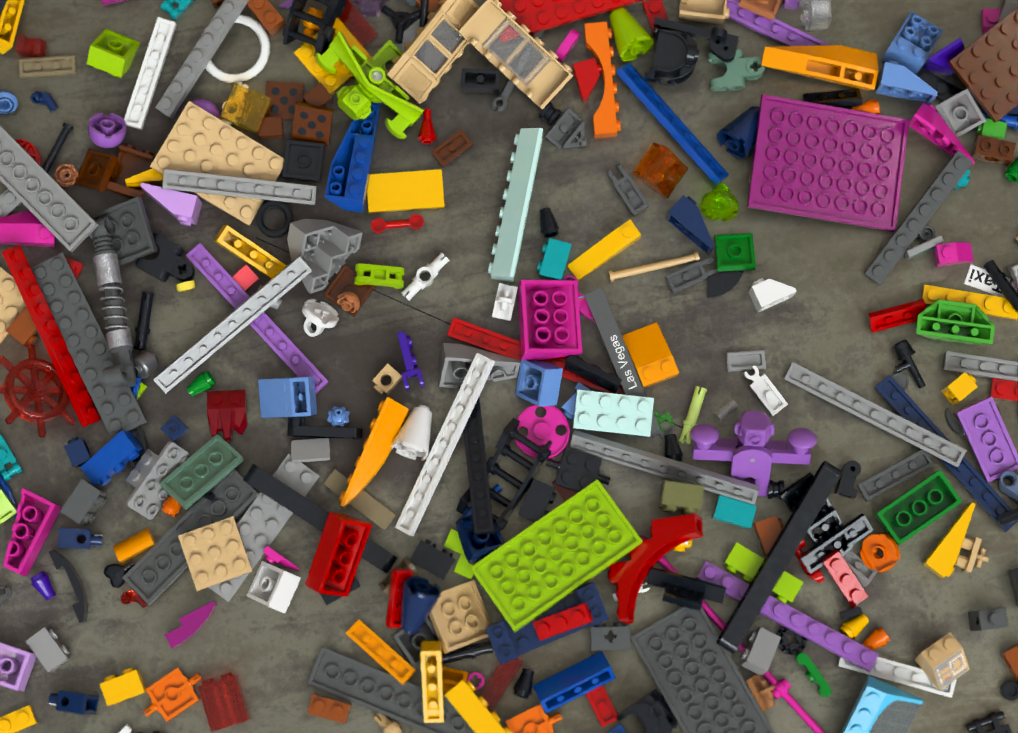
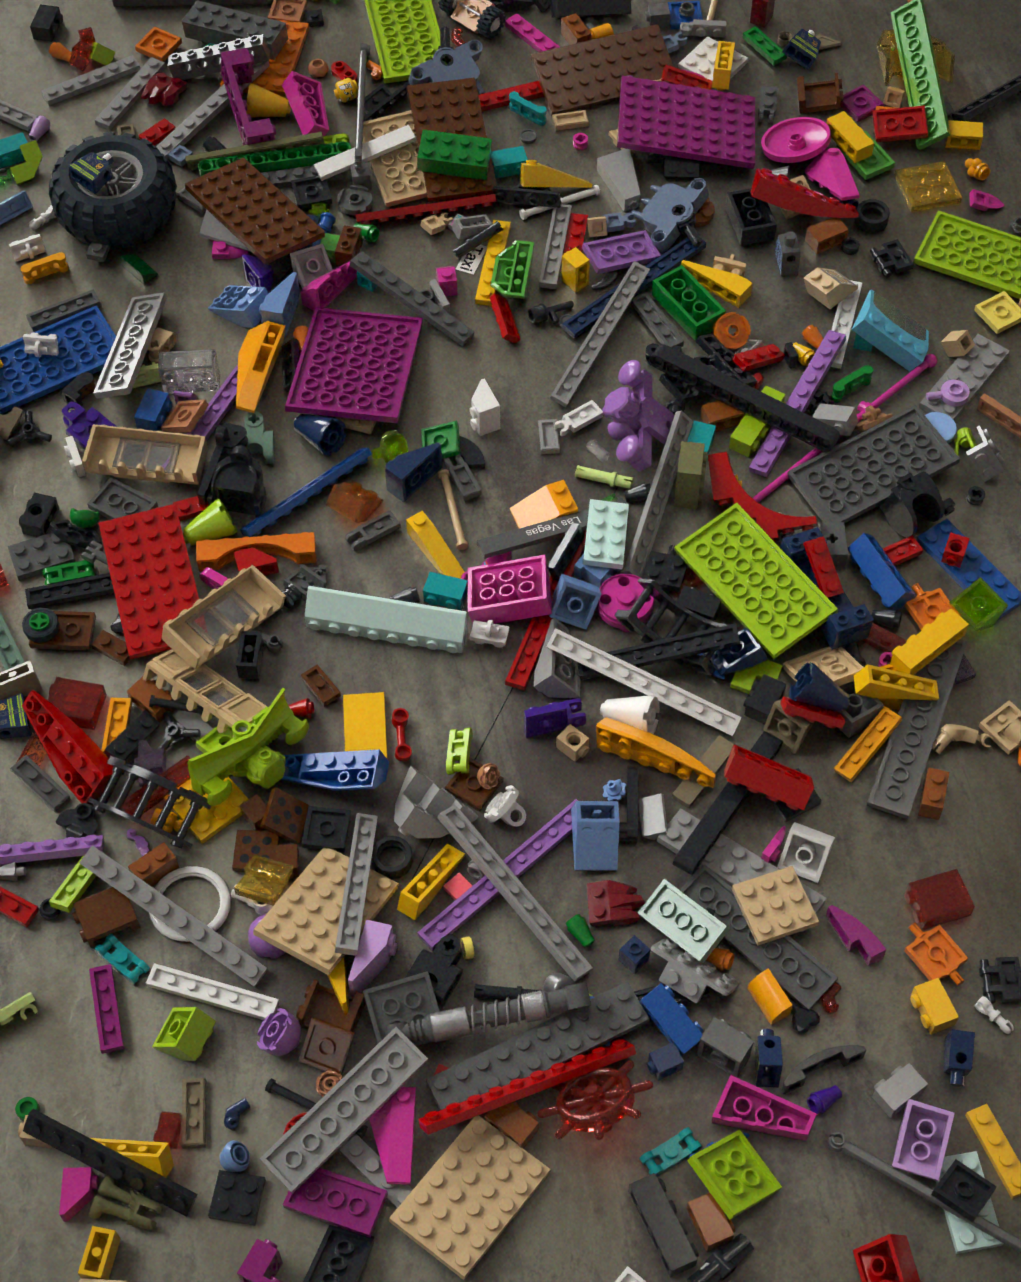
camera: 90 degrees left, 25 degrees down
(417, 283) = (456, 701): white pin -> none
(684, 589) = (780, 477): black bracket -> none

